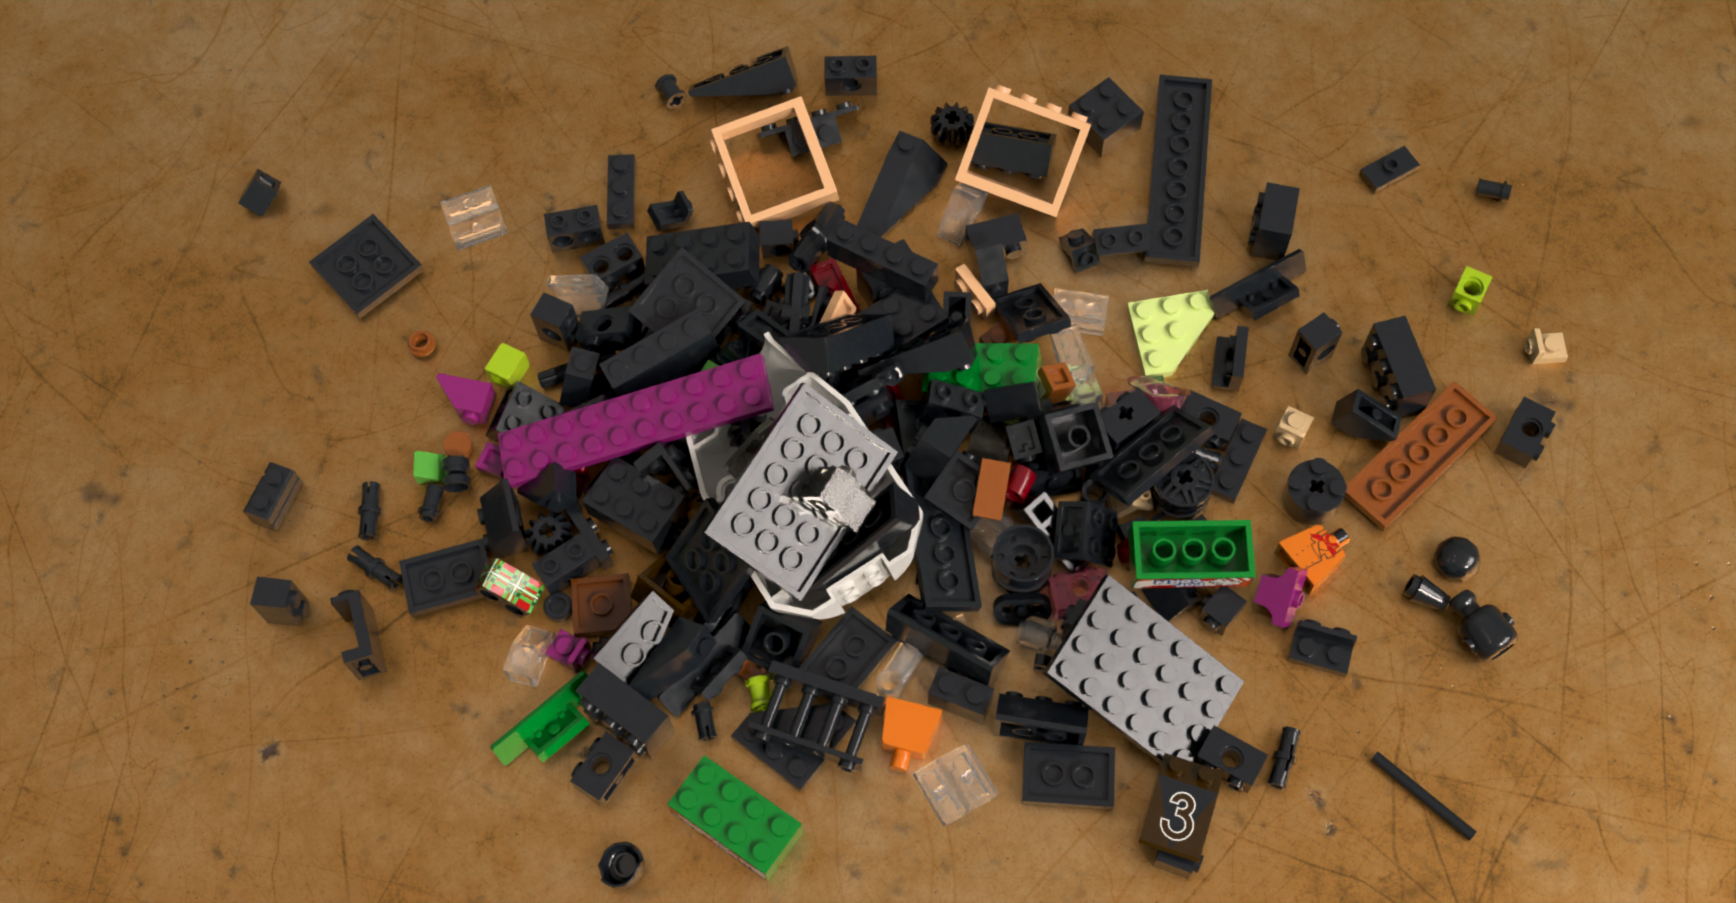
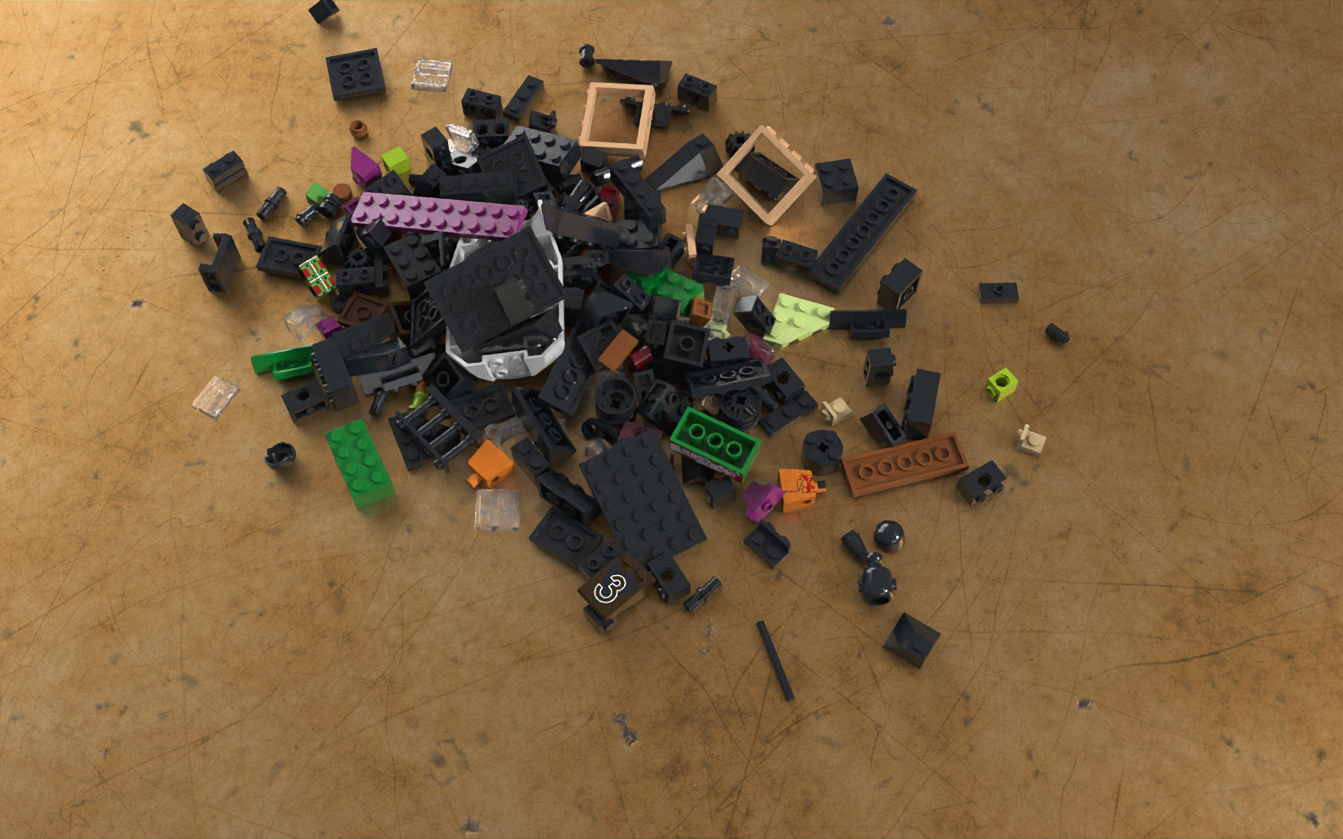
camera: 25 degrees right, 5 degrees down
(475, 828) = (215, 397): none -> clear plate
(1123, 351) = (754, 315): none -> black brick
(1137, 785) = (599, 559): none -> black brick
(1230, 360) = (821, 354): black bracket -> none
(1568, 680) = (912, 640): none -> black slope

